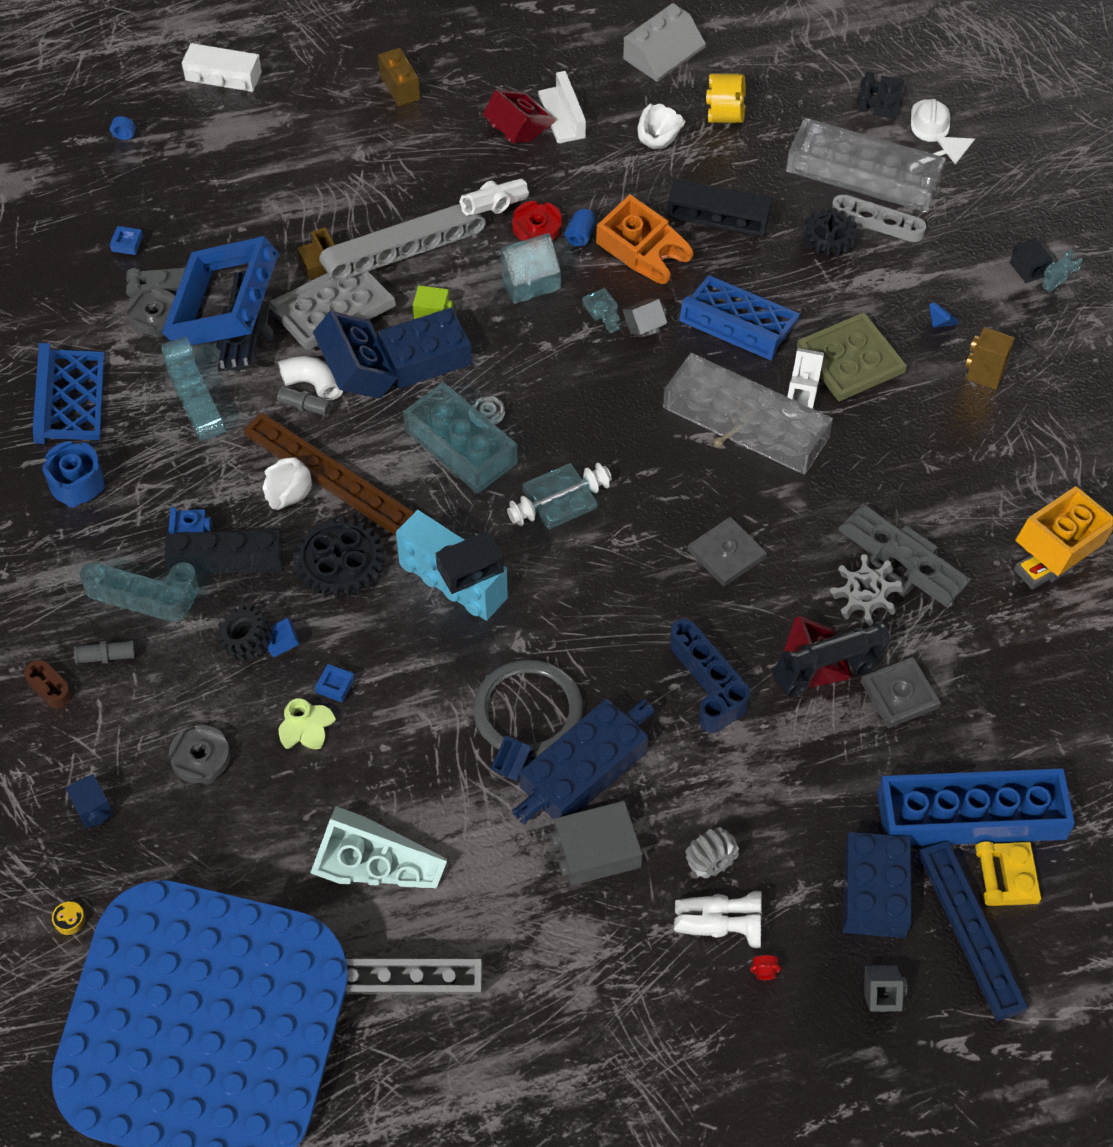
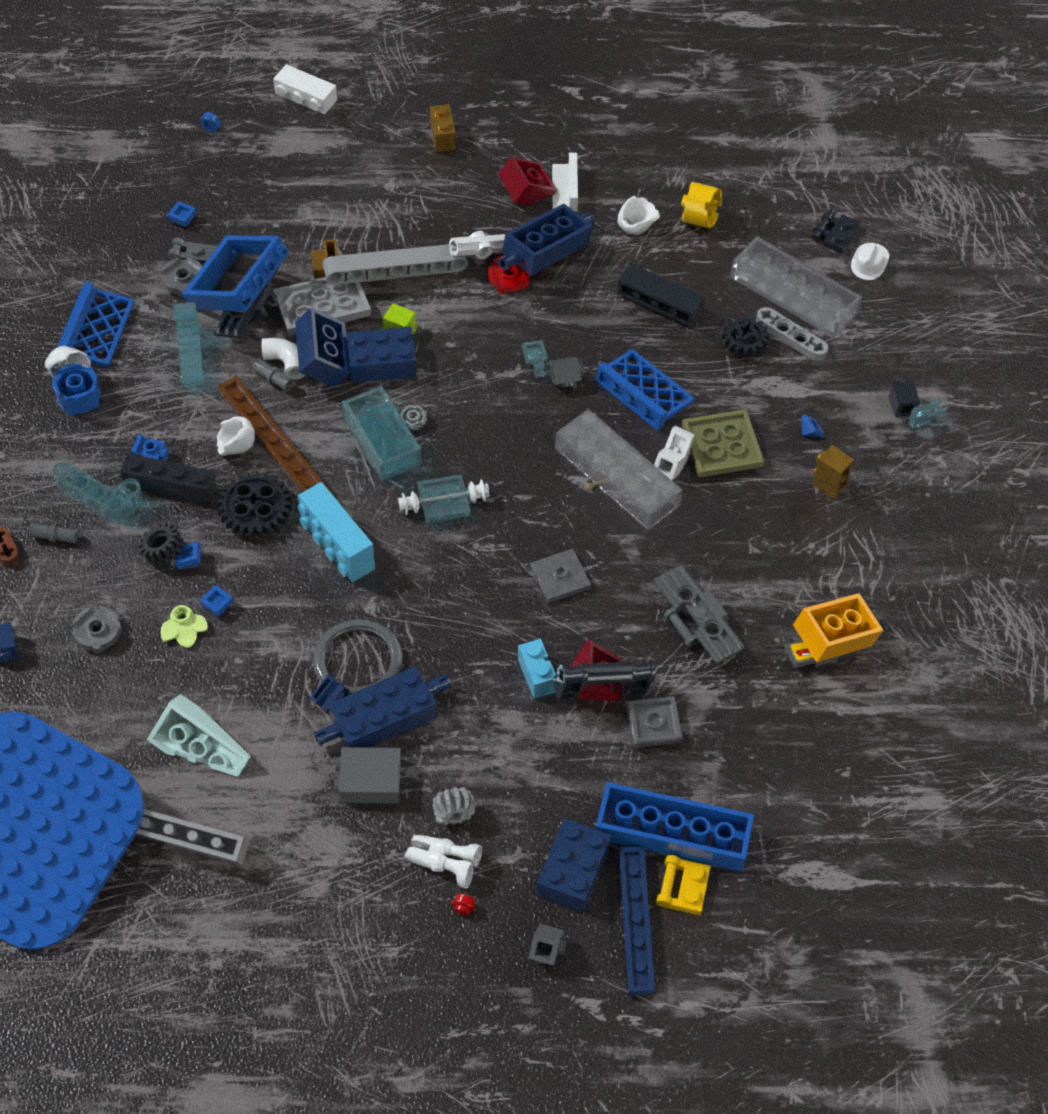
camera: 15 degrees right, 0 degrees up
(45, 438) = (63, 356): none -> white hair
(469, 562) = (343, 532): black brick -> none
(530, 268) = (487, 310): clear light blue slope -> none
(568, 174) = (546, 239): none -> dark blue brick
(580, 227) = (542, 285): blue brick -> none
(642, 239) = (586, 306): orange brick -> none
(663, 42) = (669, 146): light grey slope -> none
(687, 644) = (505, 665): dark blue beam -> none
(751, 667) = (536, 668): none -> medium azure piece
(865, 599) = (664, 627): light grey gear -> none
(953, 147) = (879, 288): white piece -> none

